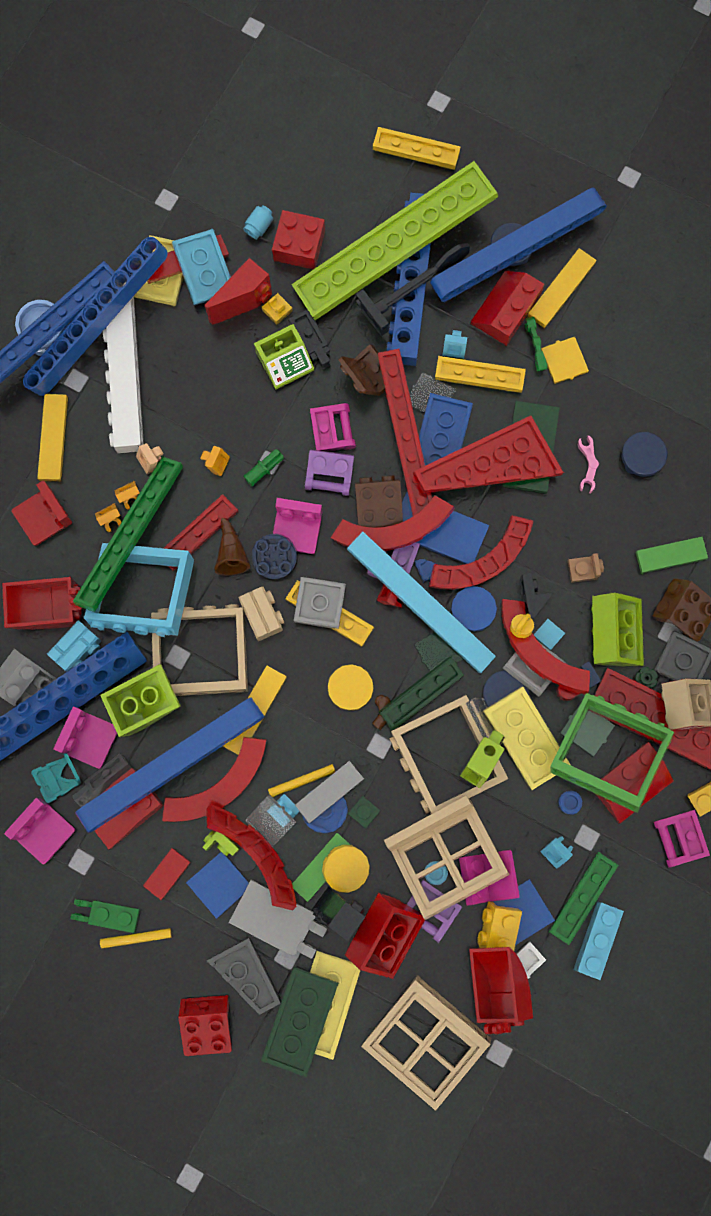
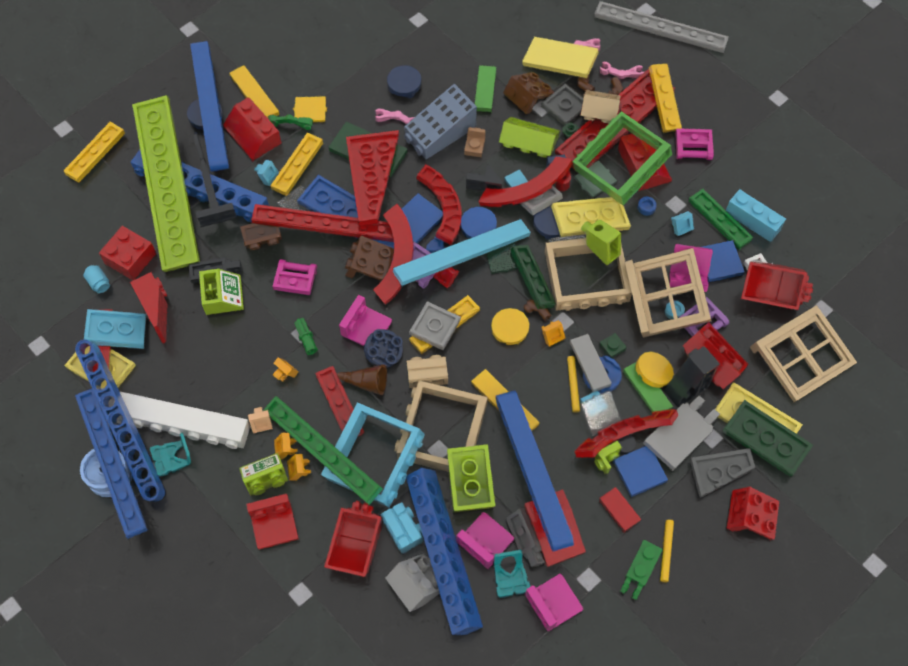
camera: 75 degrees left, 15 degrees down
(52, 437) = (207, 496): yellow tile -> none
(79, 379) = (165, 457): none -> teal piece
(91, 487) = (263, 474): none -> lime slope
(223, 791) = (564, 443): red tile -> none
(277, 309) = (176, 288): yellow tile -> none
(329, 464) = (325, 284): medium lavender plate -> none
(355, 738) = (553, 332): none -> light orange tile
(499, 926) = (729, 276): yellow bracket -> none
(522, 626) = (505, 190): yellow tile -> none
(592, 518) = (441, 122): none -> sand blue slope

